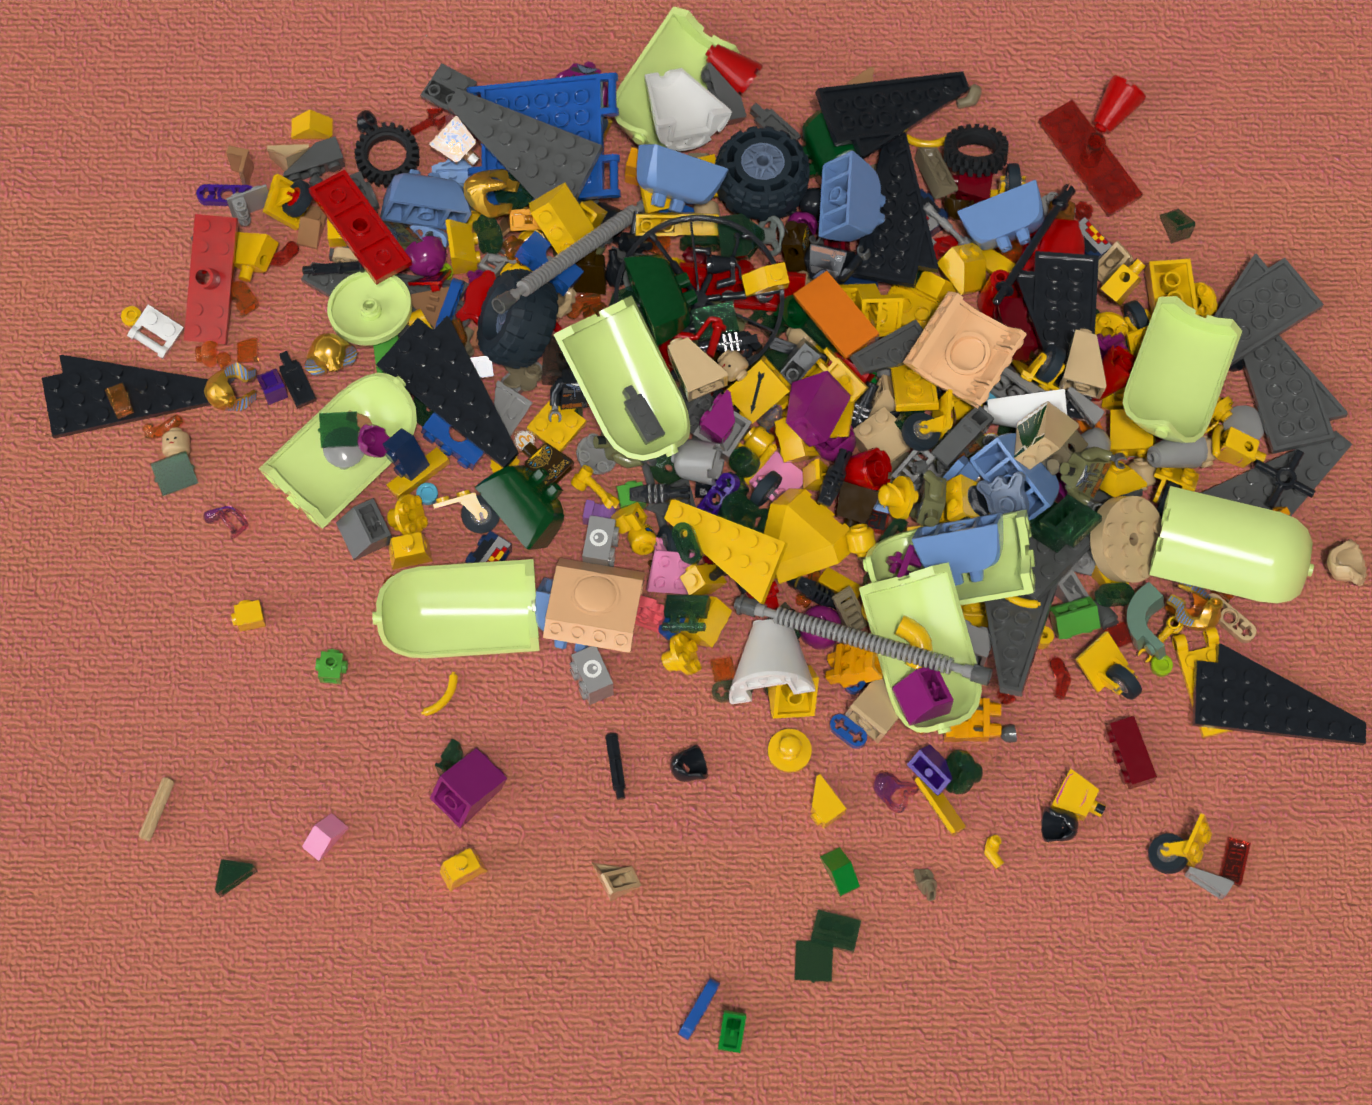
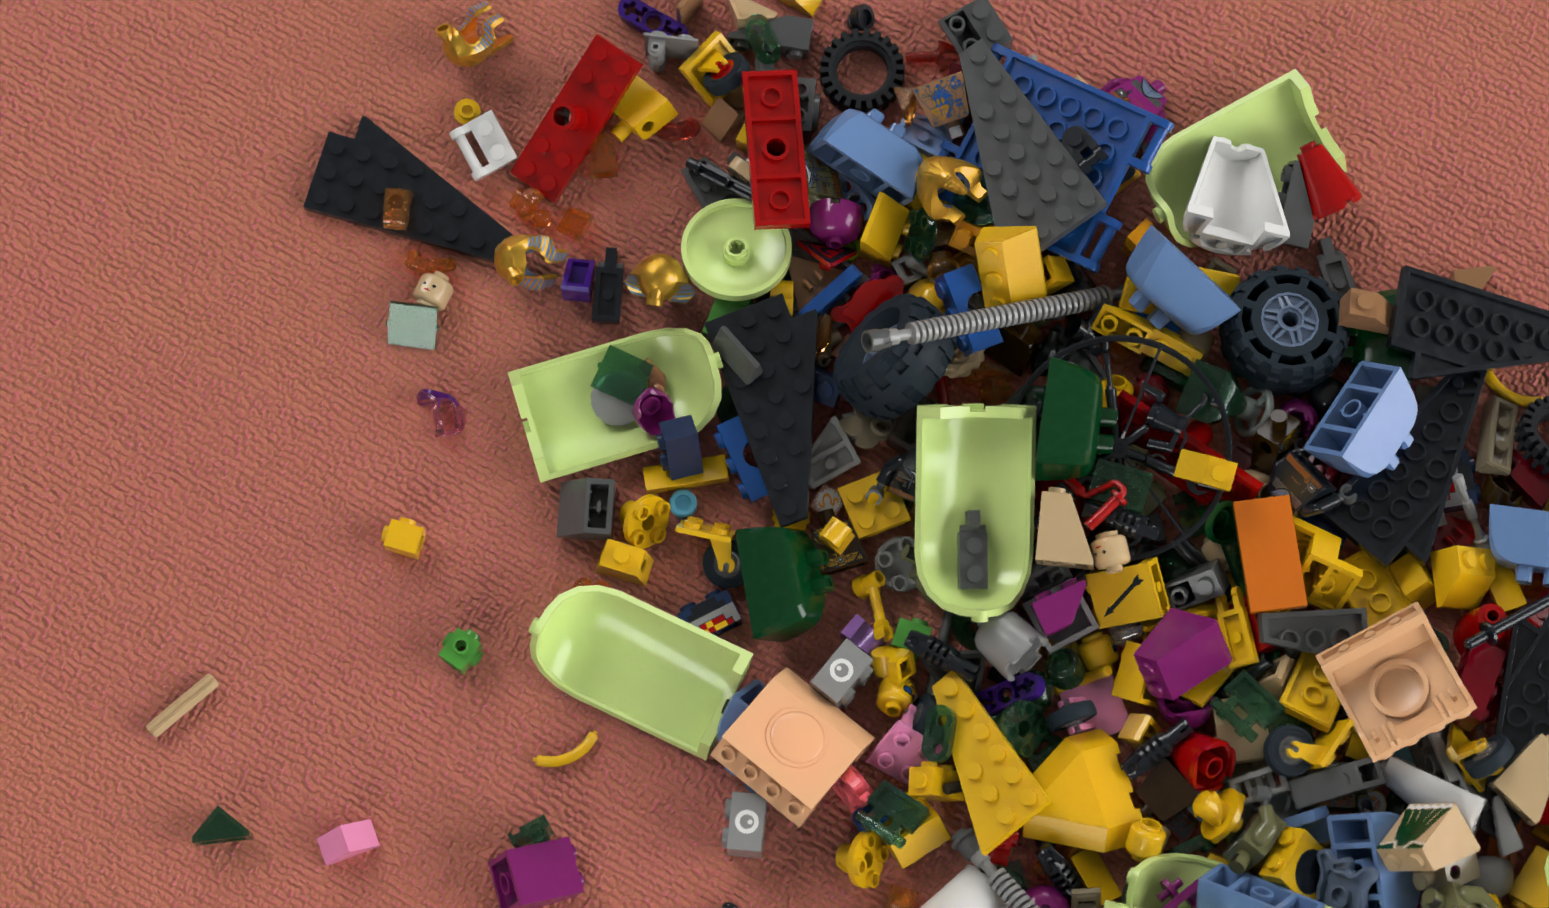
camera: 35 degrees right, 5 degrees up
(100, 271) = (464, 46): none -> pearl gold piece
(312, 160) = (767, 36): none -> clear green beam
(411, 371) = (736, 356): none -> dark grey slope
(429, 158) = (907, 104): none -> clear orange slope
(544, 454) = (836, 536): none -> yellow leg
(560, 118) = (1078, 142): none -> black plate
(808, 130) = (1365, 311): none -> medium nougat slope
(880, 413) = (1253, 700): none -> clear green plate

